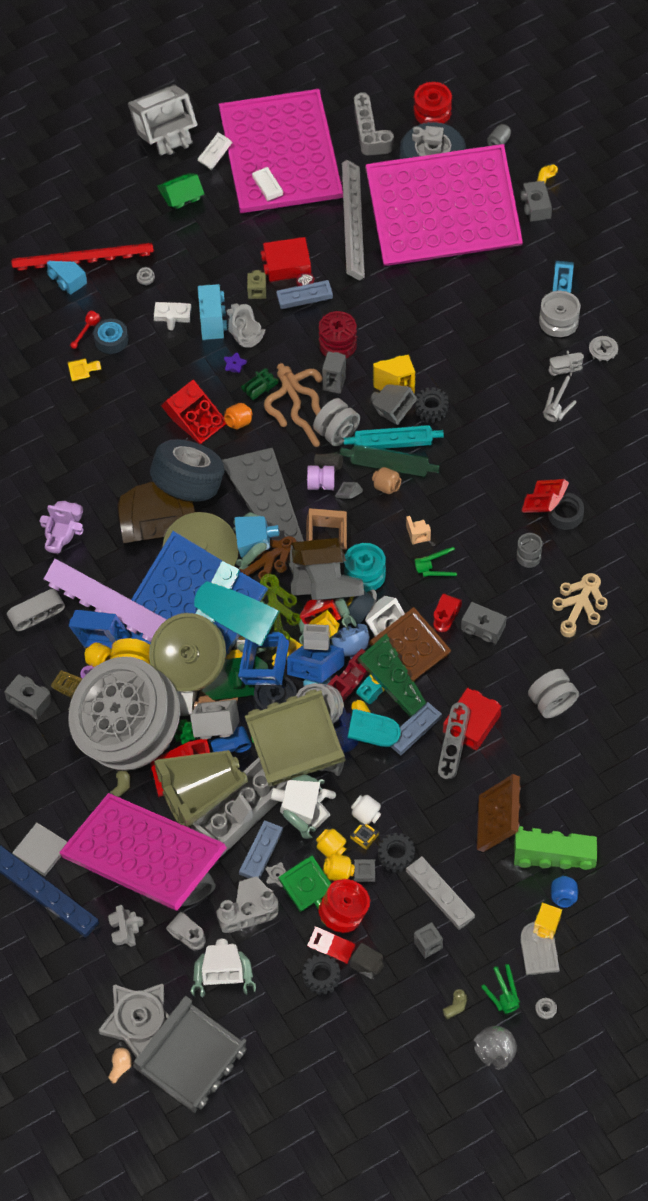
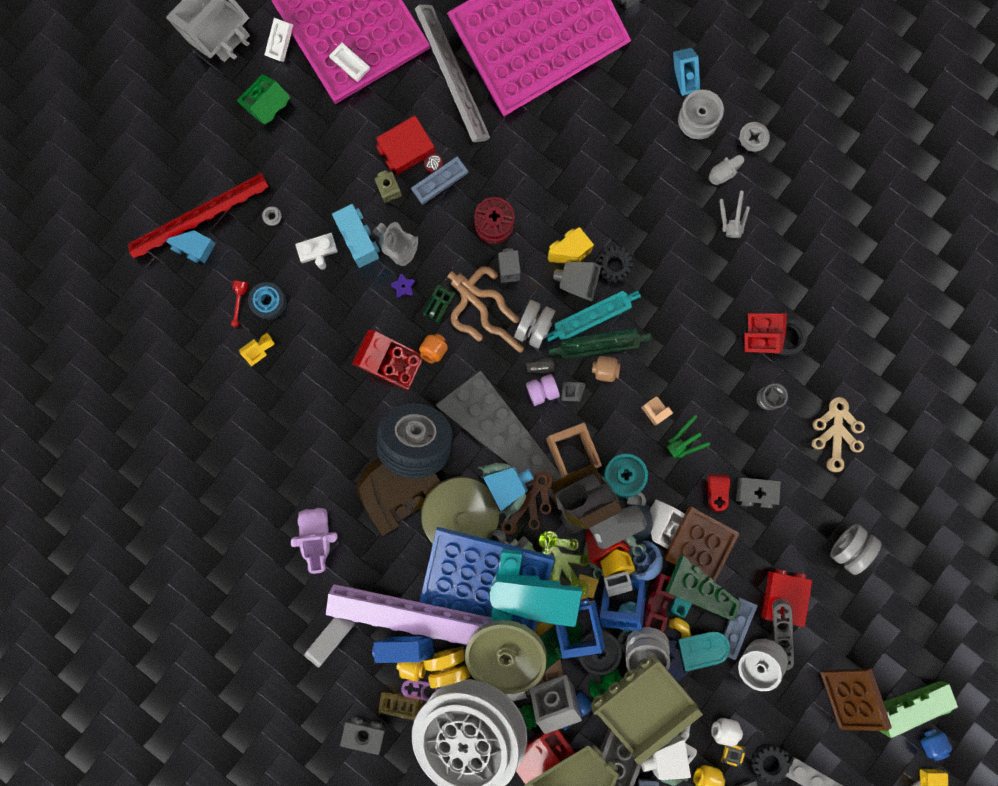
camera: 25 degrees left, 25 degrees up
(423, 757) = (763, 665): none -> light grey wheel

